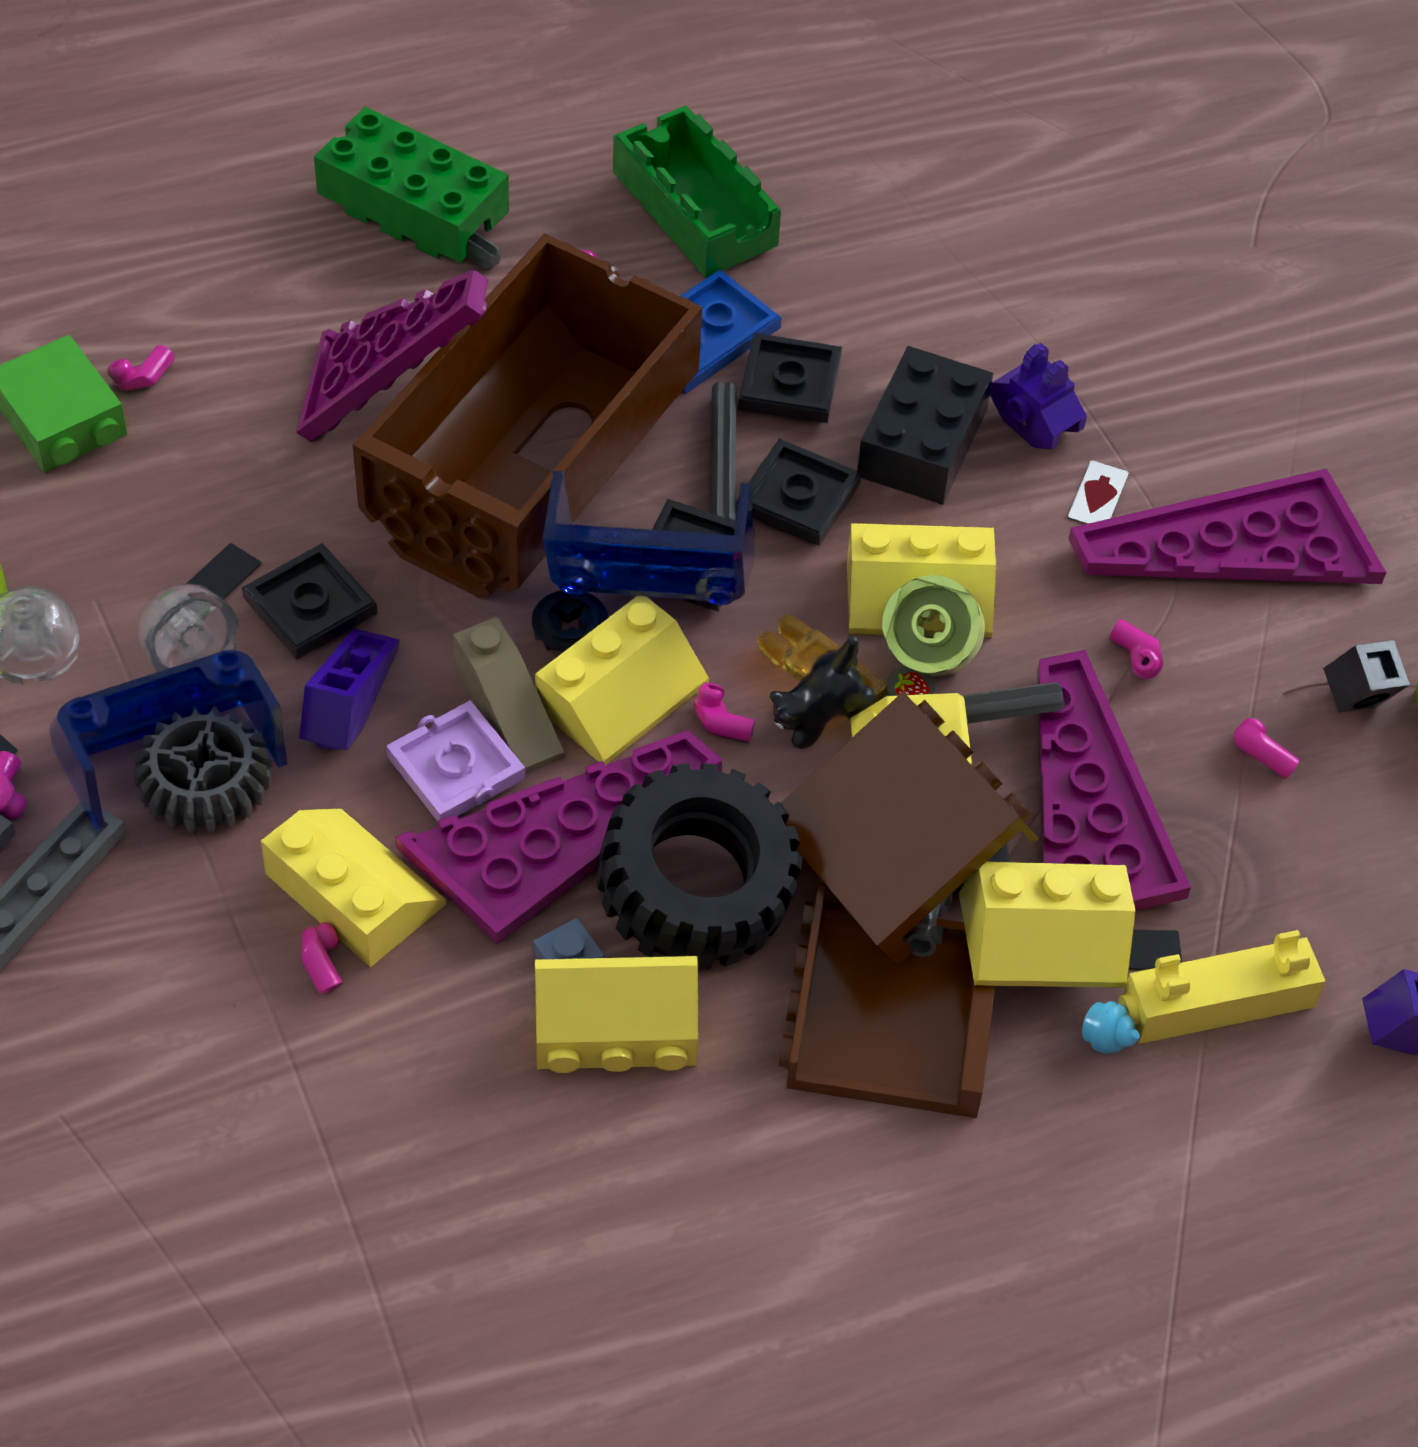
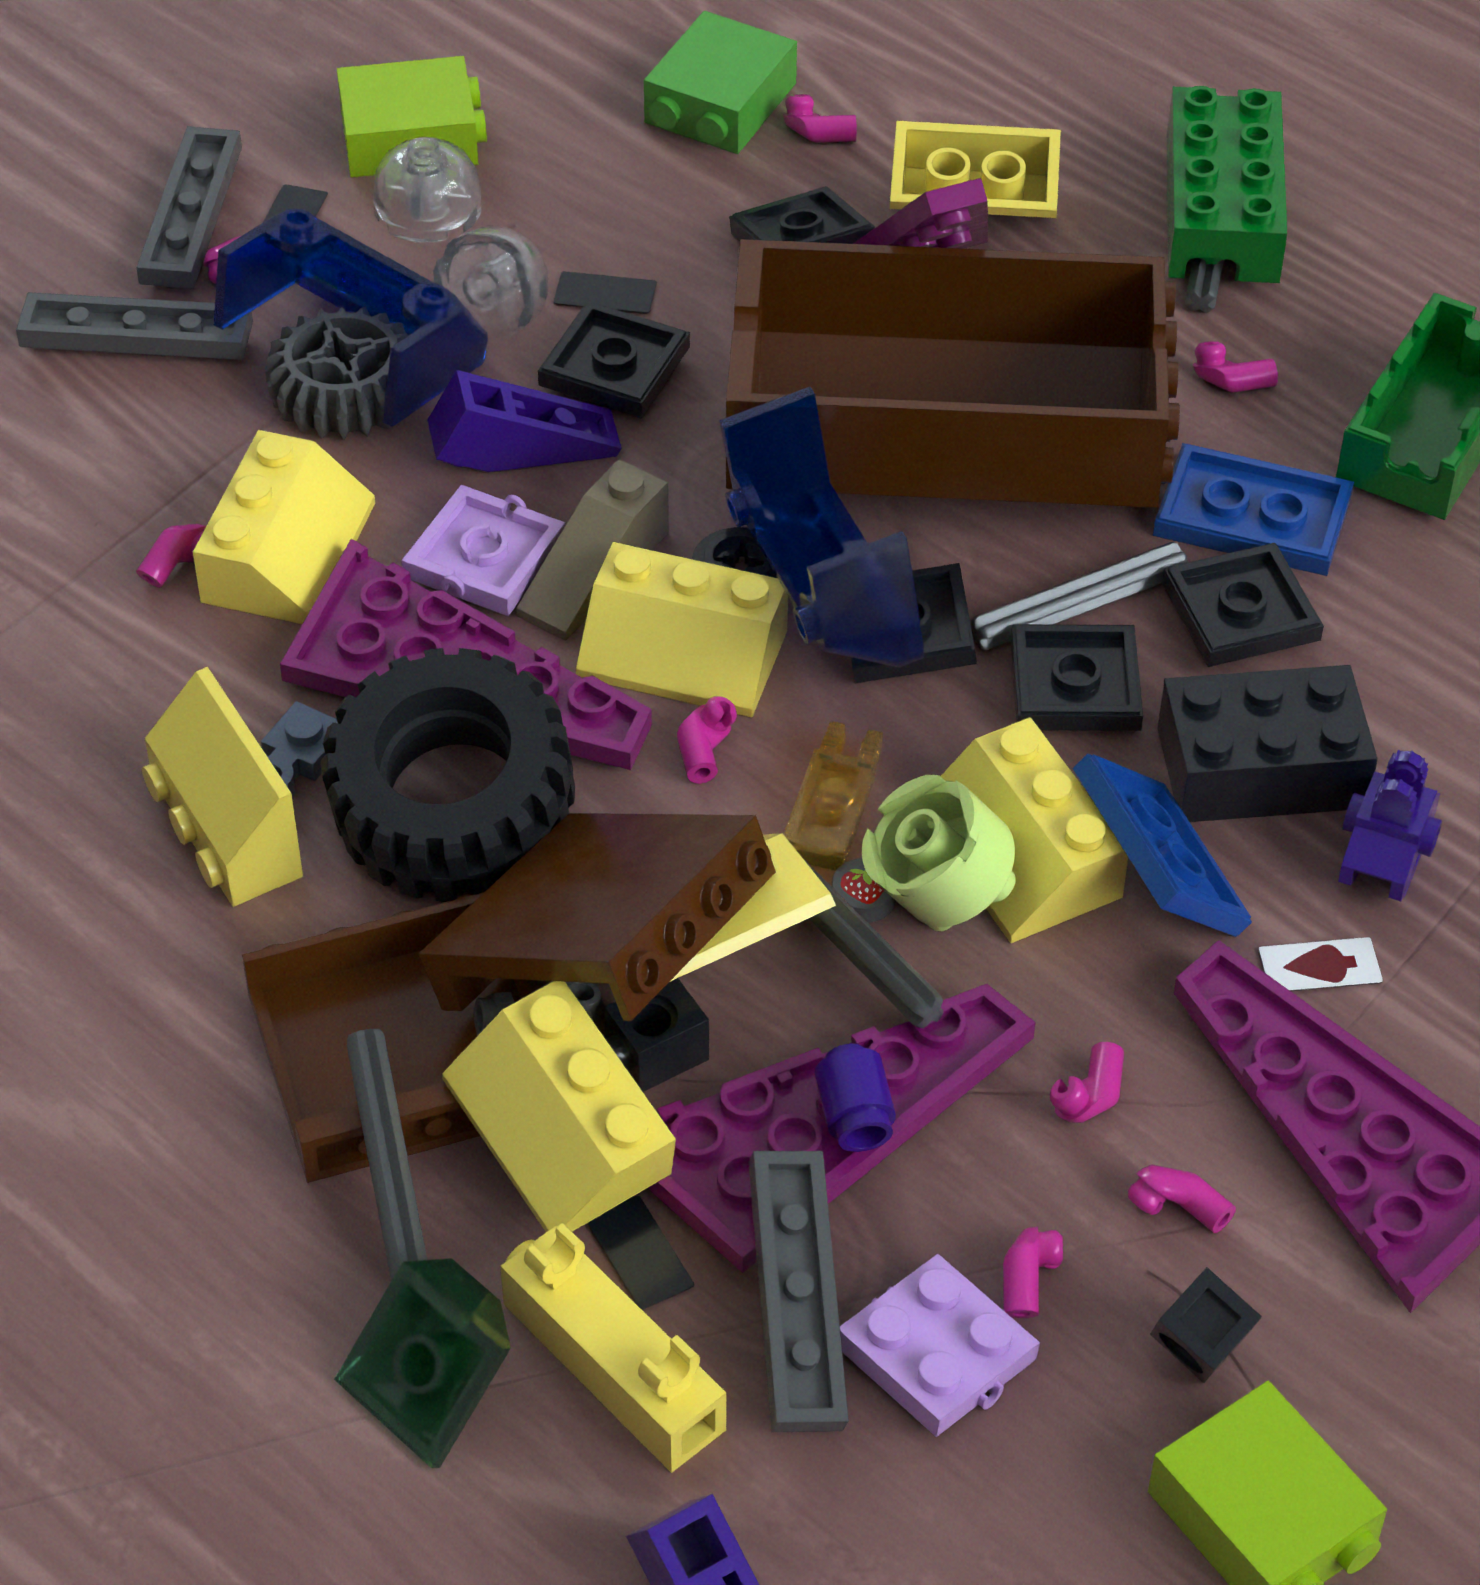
camera: 65 degrees right, 5 degrees down
(258, 431) = (802, 218): none -> black plate
(298, 307) = (1014, 163): none -> light yellow slope
(826, 691) = (774, 790): black animal -> none
(986, 513) = (1162, 845): none -> blue tile
(1027, 1047) = (385, 1148): none -> dark grey axle
(1109, 1028) = (484, 1245): medium azure plate -> none
(1111, 764) = (855, 1097): none -> dark purple brick
(1186, 1093) = (427, 1355): none -> clear green slope
(1236, 867) = (797, 1292): none -> dark grey plate
(1242, 643) = (1184, 1188): none -> dark pink arm
(1295, 821) = (938, 1345): none -> lavender plate

